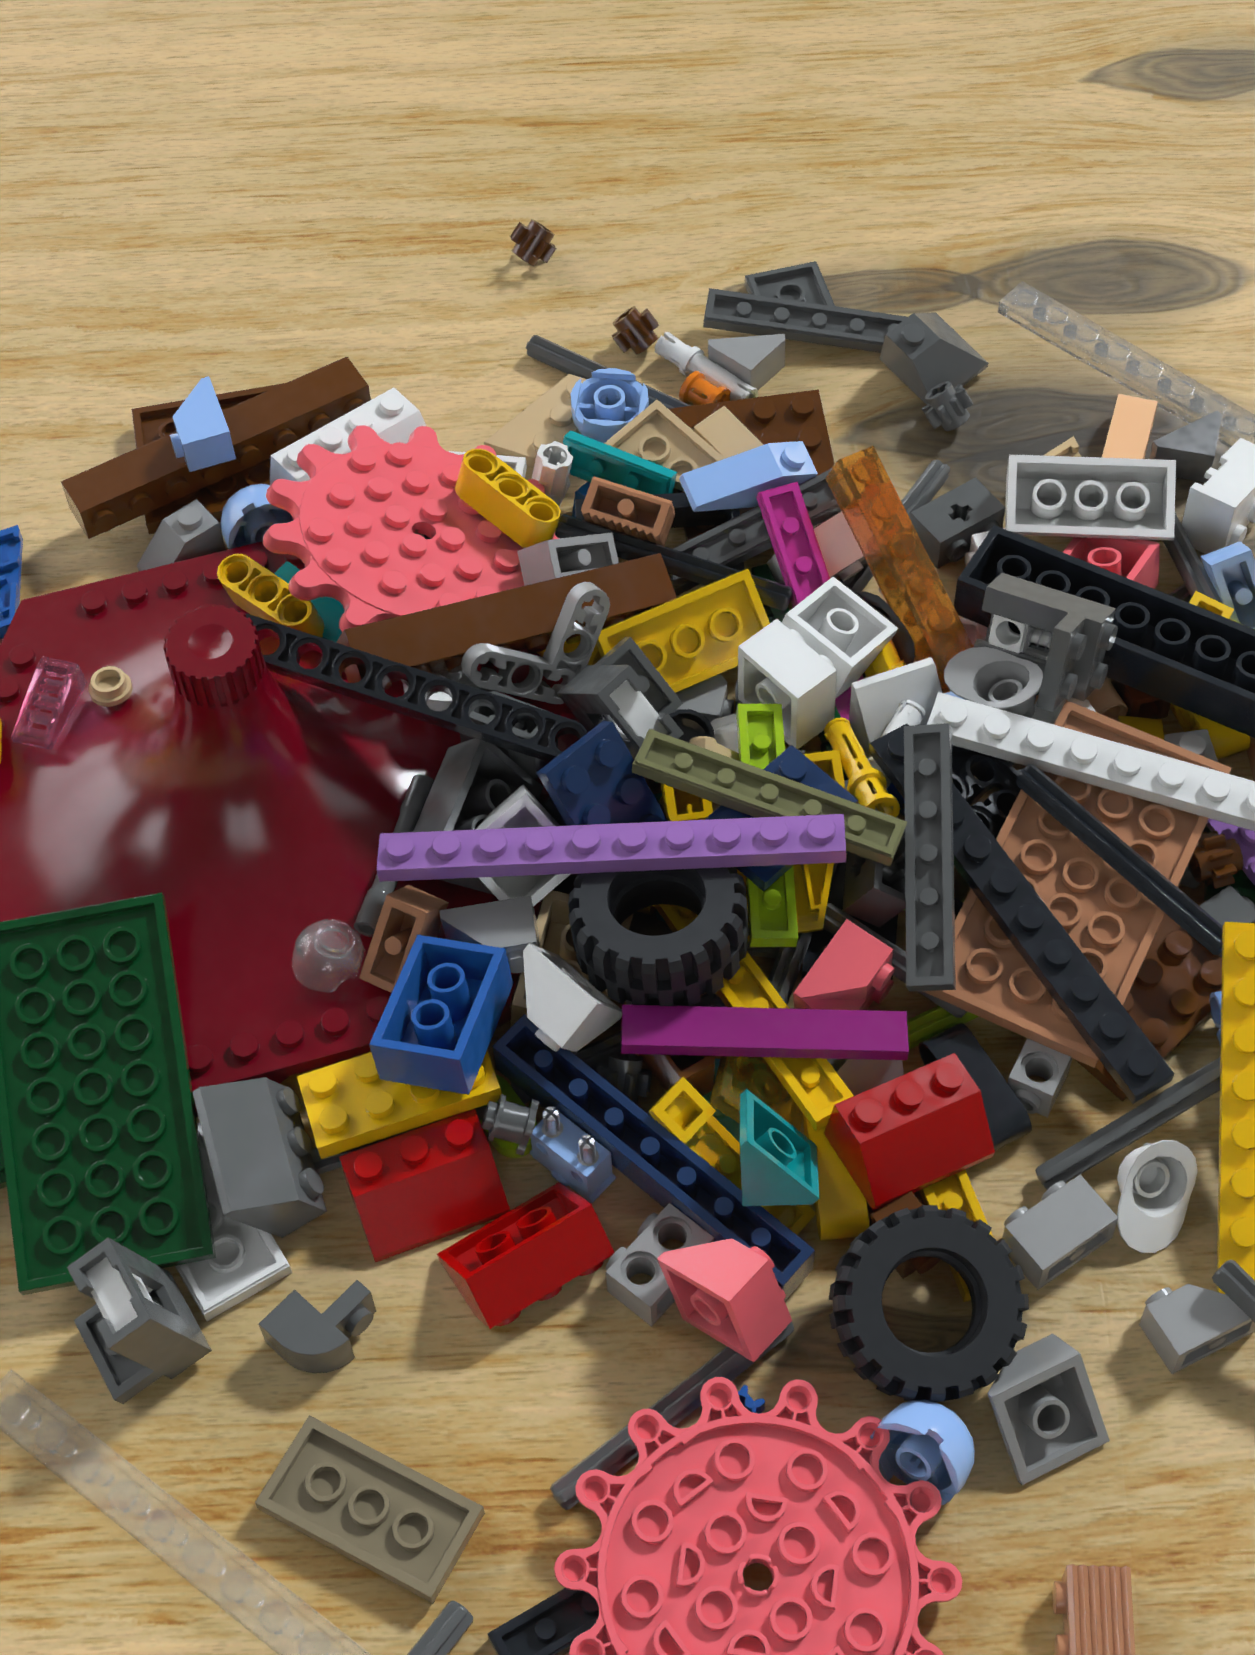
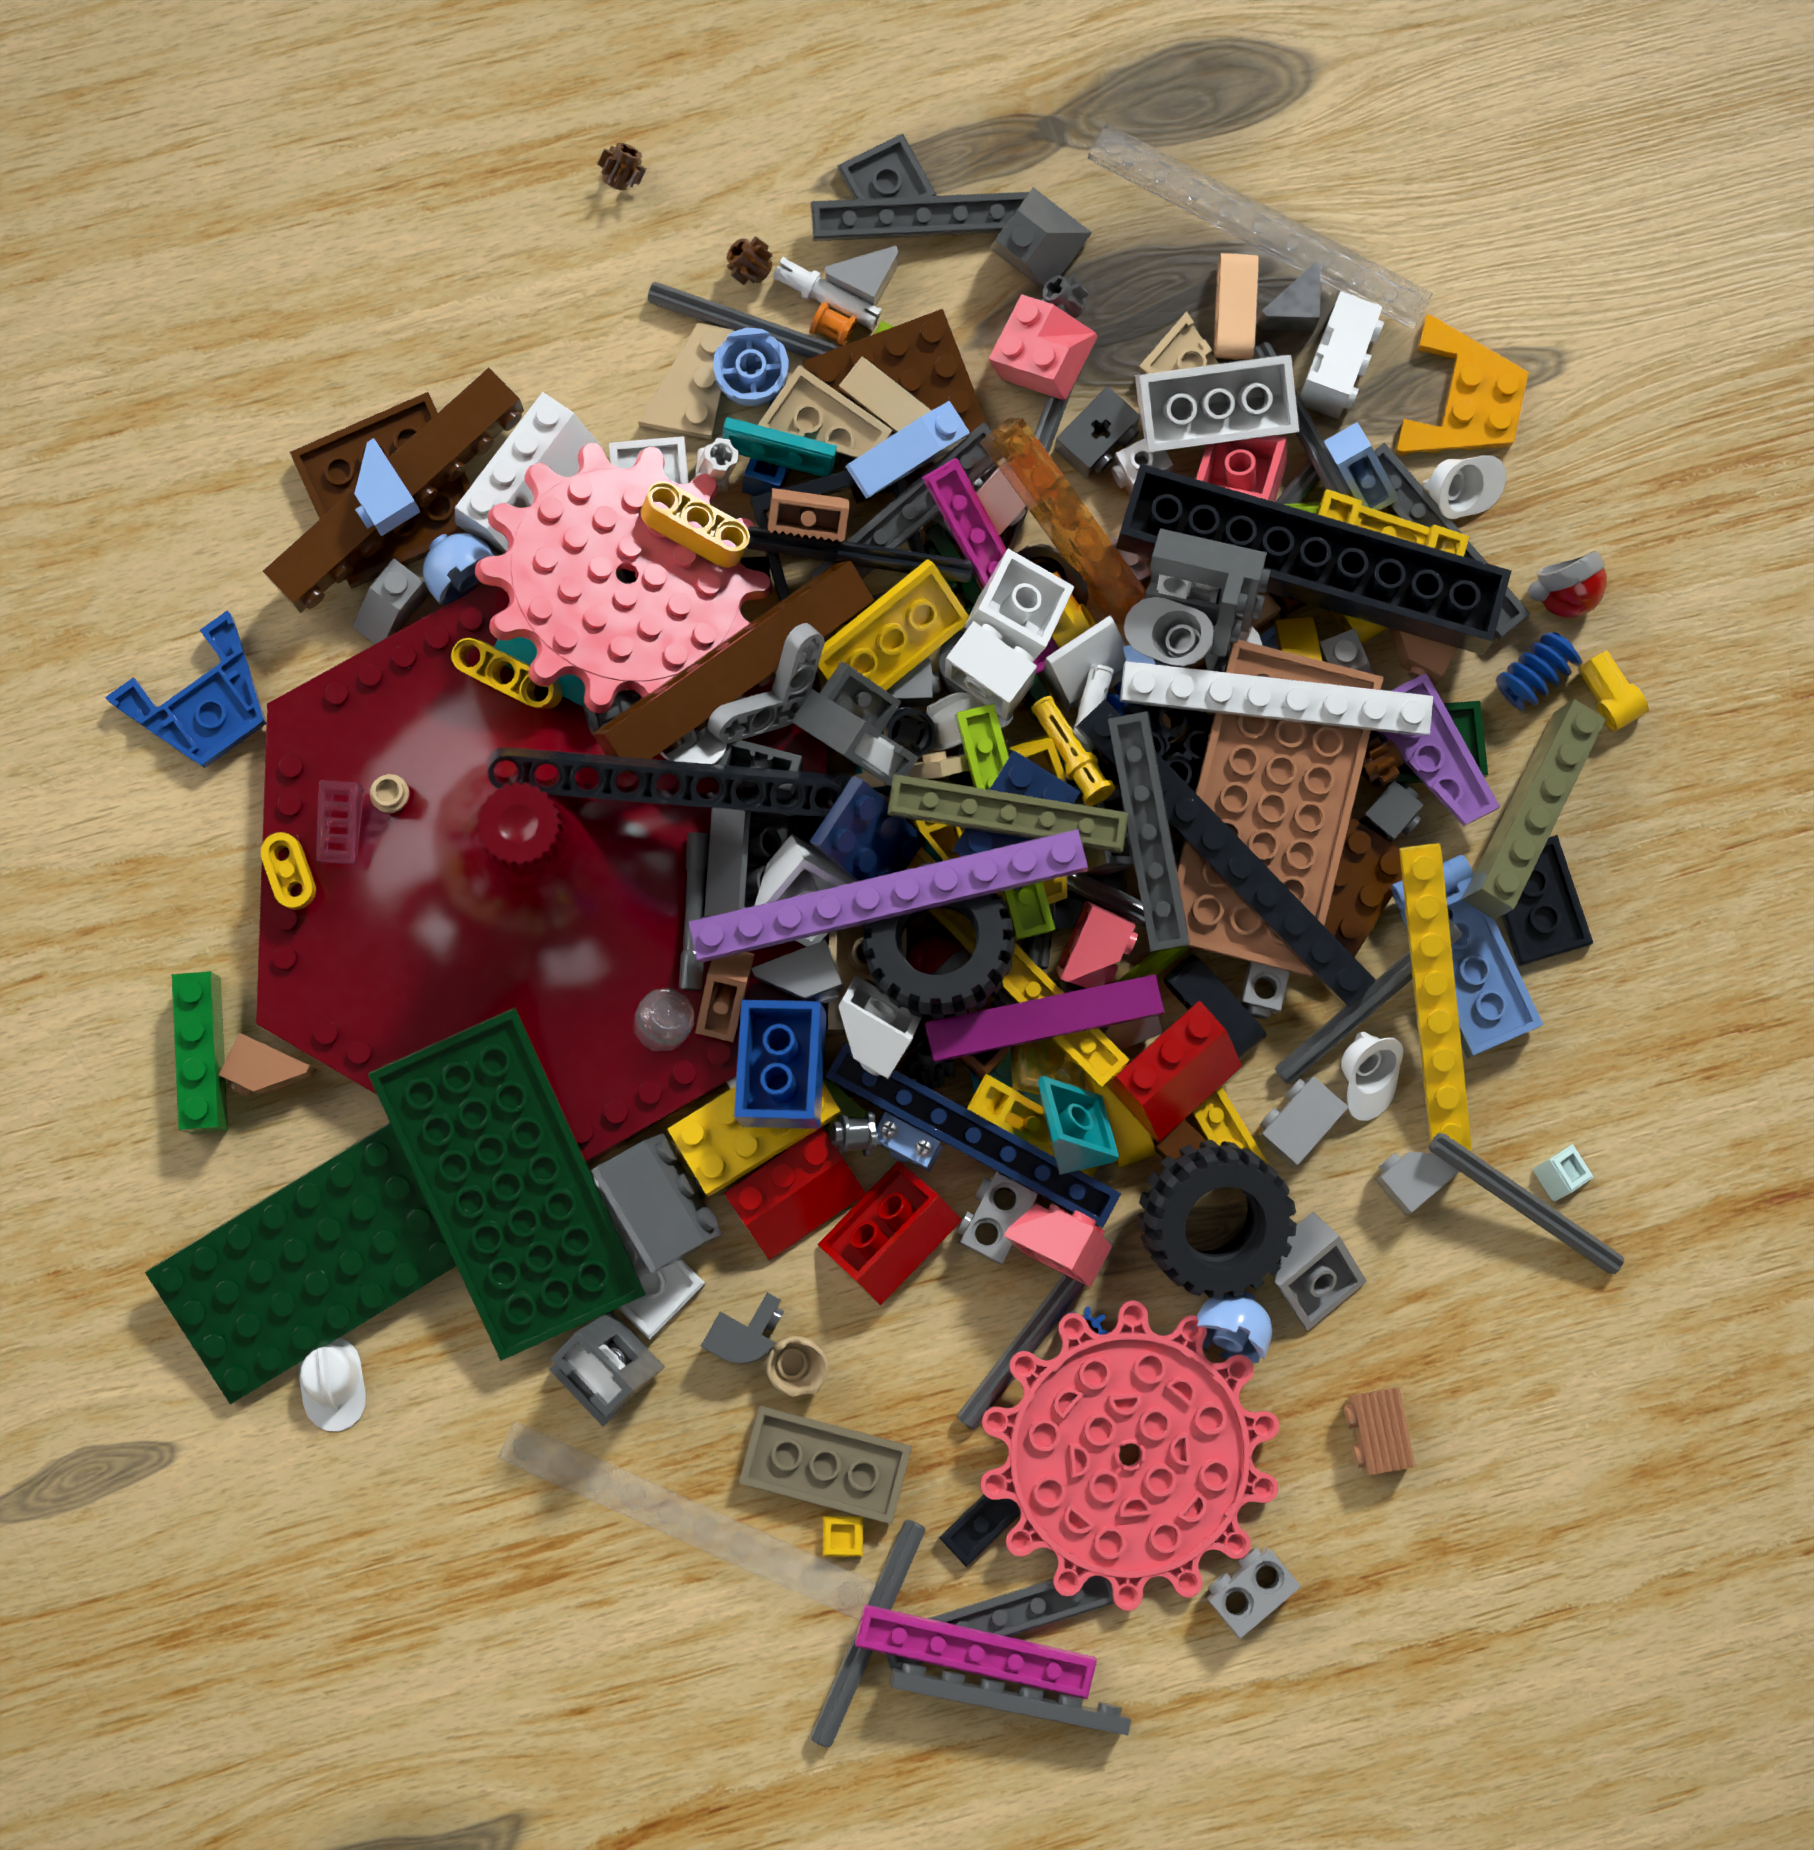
camera: 20 degrees left, 25 degrees up
(367, 1606) = (842, 1536): none -> yellow tile
(368, 1378) = (797, 1366): none -> tan hair
(566, 557) = (767, 582): light grey slope -> none
(915, 437) = (1042, 348): none -> coral slope
(1122, 858) = (1305, 789): black axle -> none

